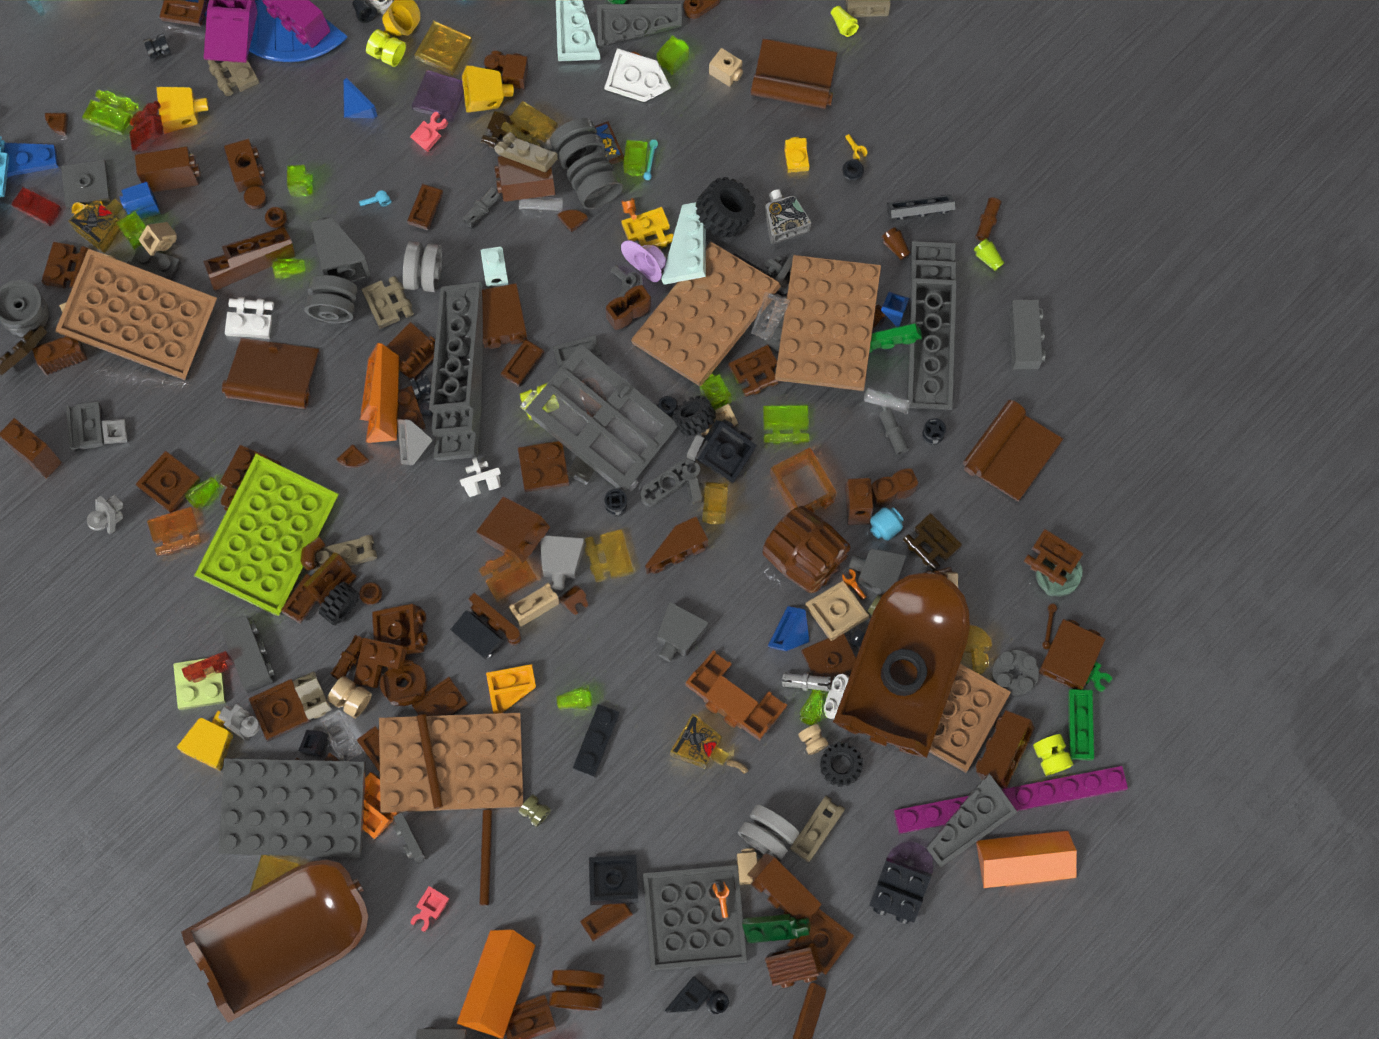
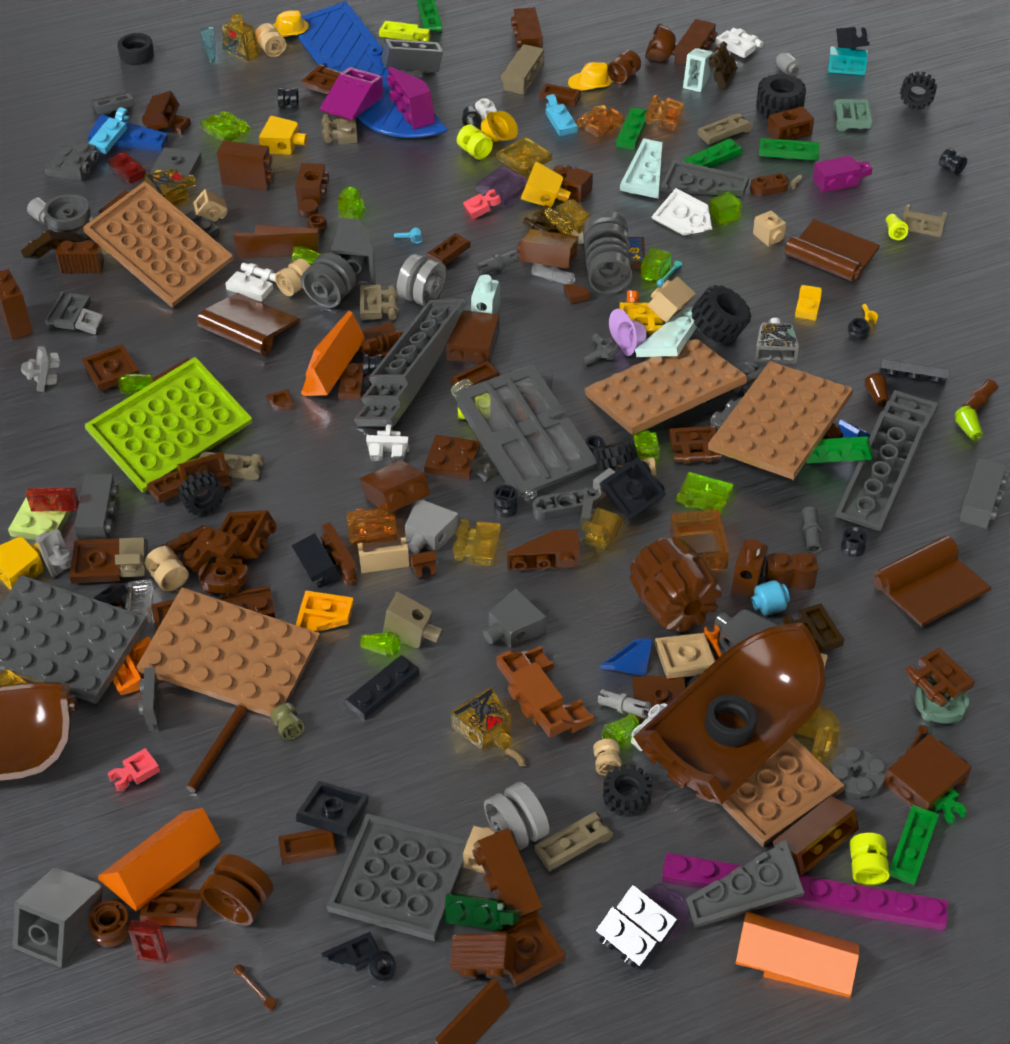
camera: 25 degrees right, 25 degrees down
(31, 117) = (160, 111): none -> reddish brown brick
(132, 229) = (191, 191): clear neon green brick -> none
(141, 200) = (210, 176): blue brick -> none
(146, 126) = (250, 134): clear red plate -> none
(172, 526) = (91, 402): clear orange plate -> none
(291, 303) = (289, 278): none -> tan wheel
(308, 553) = (199, 448): reddish brown arm -> none
(356, 104) = (430, 170): blue slope -> none
(370, 593) = (236, 500): reddish brown plate -> none
(411, 441) = (341, 398): light grey slope -> none
(429, 761) = (207, 637): reddish brown bar -> none
(526, 153) = (556, 229): dark tan plate -> none
(585, 672) = (410, 621): none -> dark tan torso
(631, 306) = (593, 360): reddish brown brick -> none
(670, 203) = (670, 298): none -> tan brick
(722, 898) = (436, 864): orange hand -> none
(778, 306) = (726, 397): clear slope -> none
(887, 401) = (816, 500): clear pin -> none

